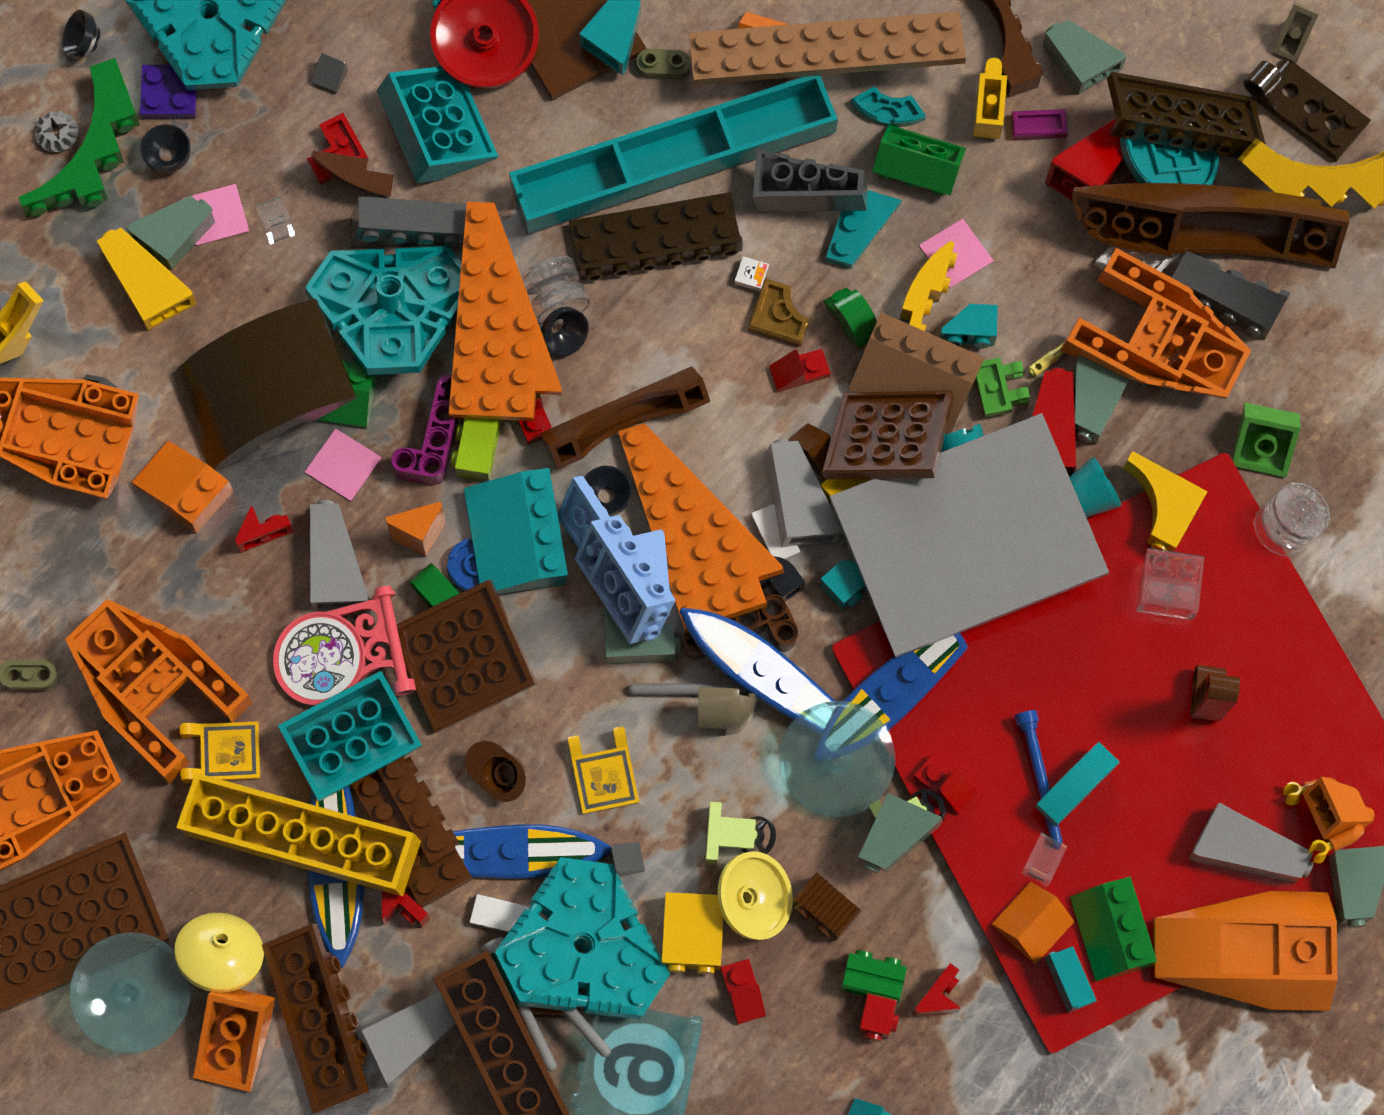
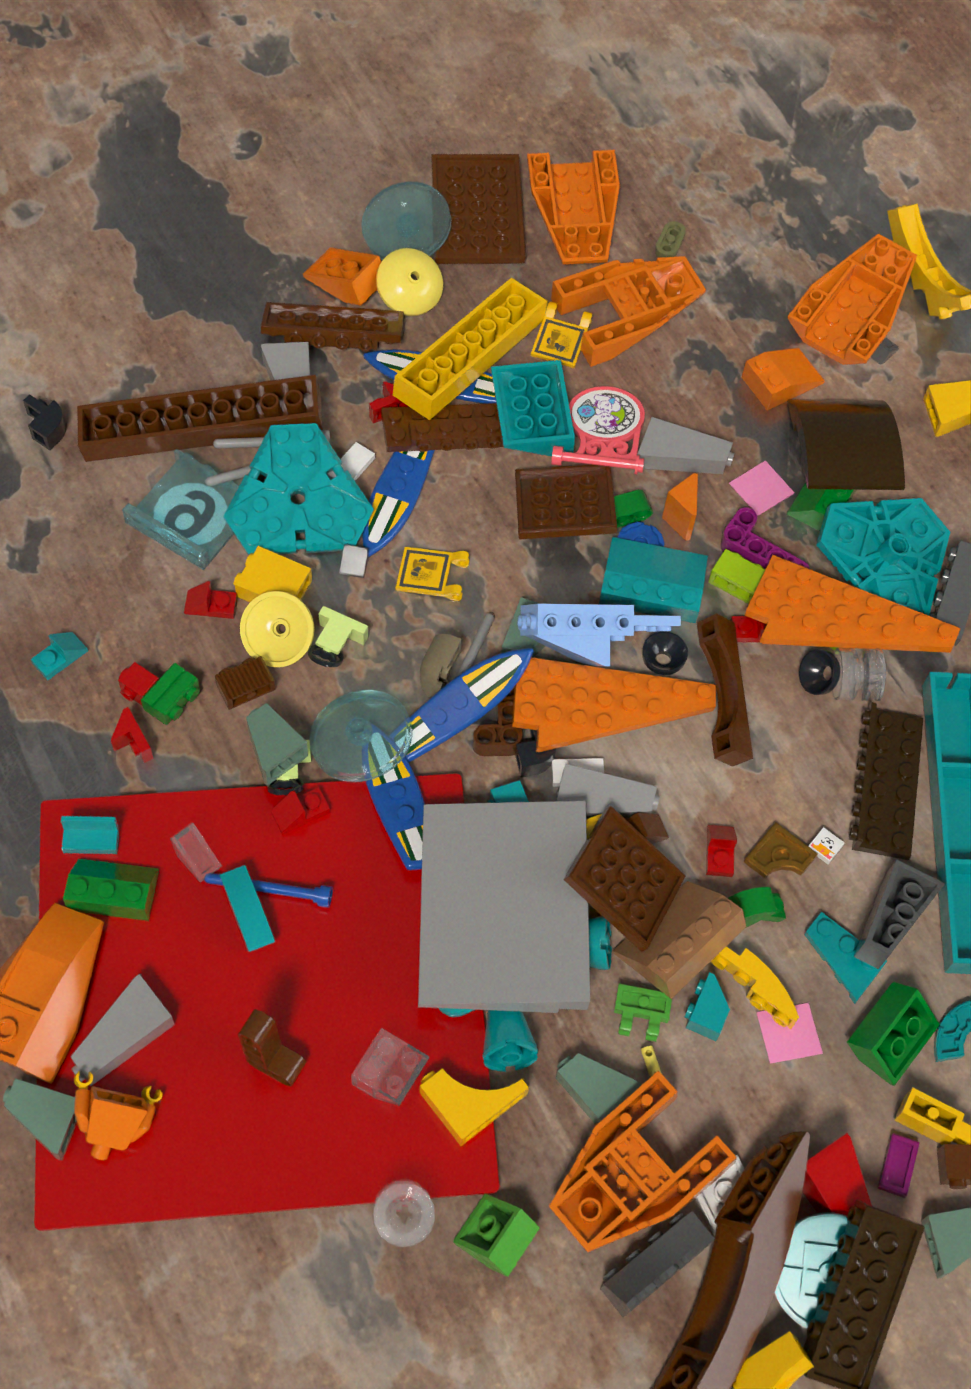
camera: 110 degrees right, 10 degrees down
(255, 534) = (727, 409): red slope -> none
(495, 770) = (462, 496): reddish brown piece -> none
(1033, 922) = (149, 827): orange slope -> none
(1056, 404) = (587, 1034): red slope -> none

